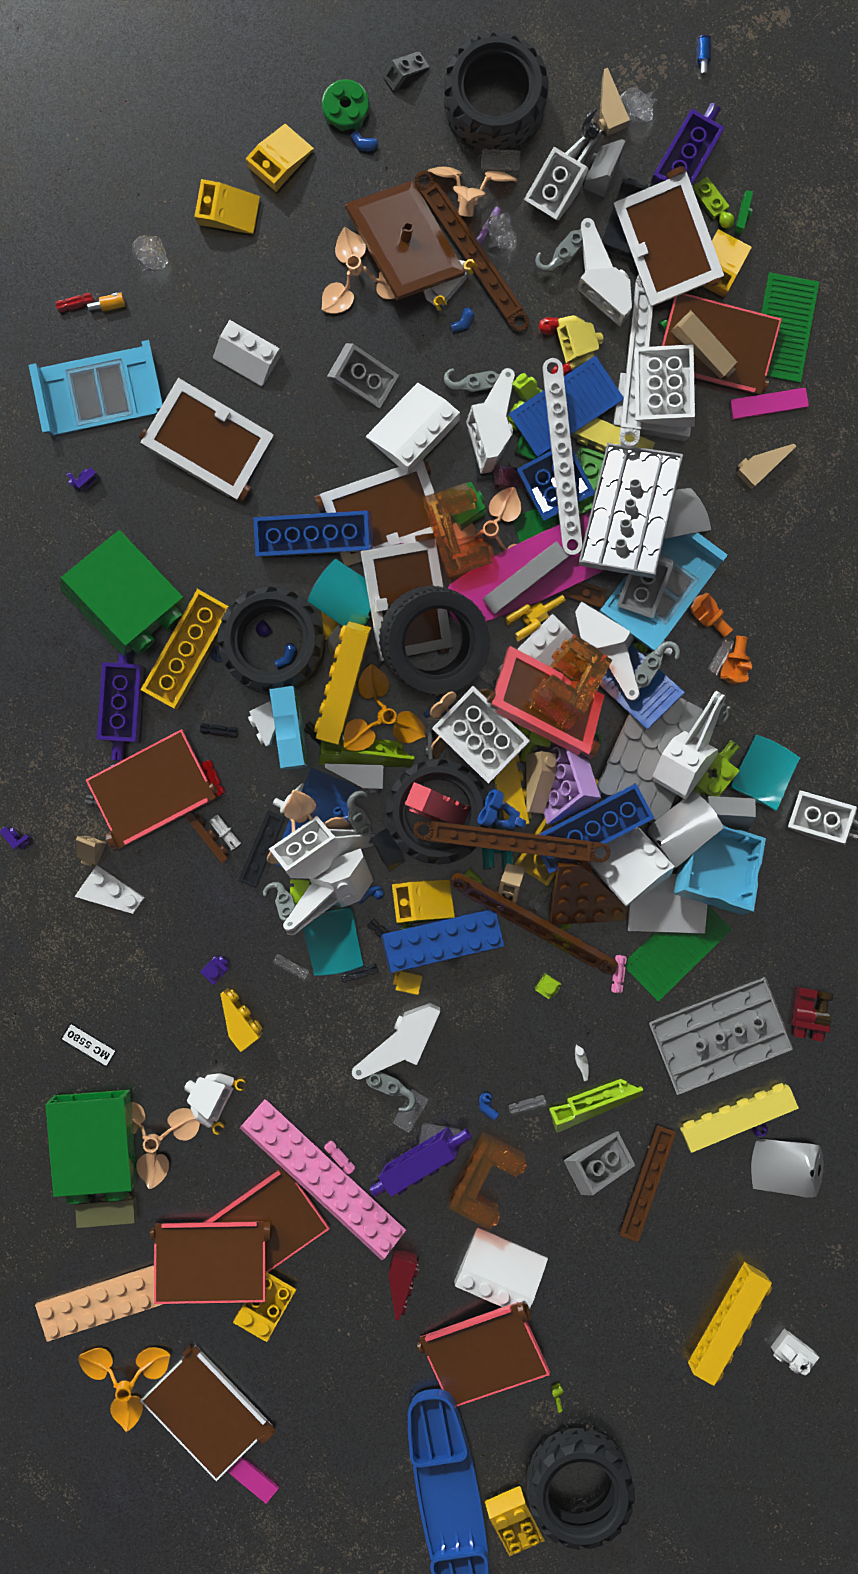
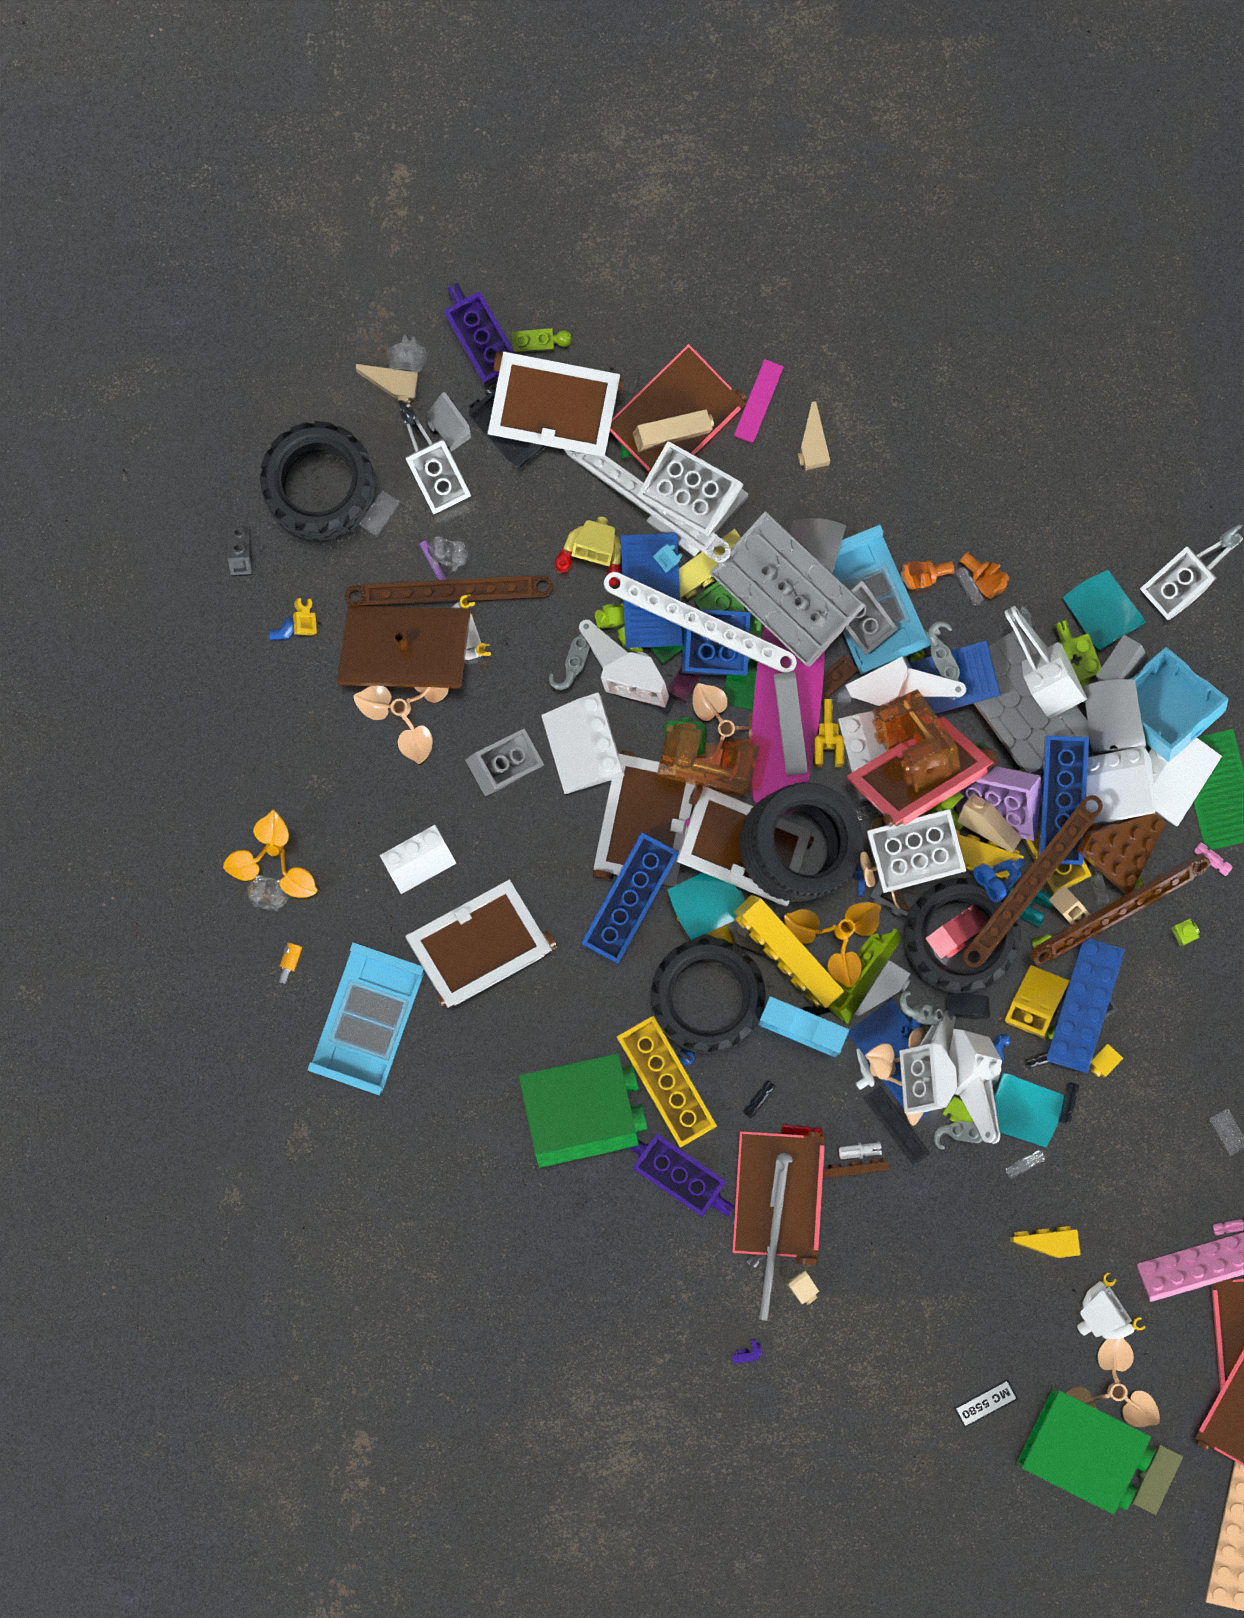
camera: 60 degrees left, 5 degrees down
(74, 302) = (269, 993): red axle -> none
(86, 478) = (445, 1082): dark purple bracket -> none
(109, 891) = (851, 1295): white wing -> none
(145, 789) = (776, 1202): none -> light grey bar
(193, 217) = (274, 834): none -> light orange plant
(215, 969) = (985, 1237): dark purple bracket -> none
(226, 207) = (271, 789): yellow slope -> none
(263, 629) = (688, 999): dark purple hinge -> none
(263, 719) = (778, 1048): white slope -> none
(278, 156) = (250, 717): yellow slope -> none
(288, 658) = (729, 990): blue arm -> none
(349, 117) = (250, 636): green plate -> none
(380, 152) = (304, 620): none -> yellow plate
(405, 1043) = (1162, 1093): white slope -> none
(465, 321) = (511, 637): blue arm -> none
(469, 196) = (402, 565): light nougat plant -> none
(598, 401) = (667, 558): none -> medium azure tile
(601, 282) = (554, 489): white slope -> none
(703, 52) = (393, 266): clear blue piece -> none
(731, 256) = (601, 355): yellow slope -> none
(744, 212) = (567, 318): green plate -> none
(794, 303) = (679, 323): green window -> none

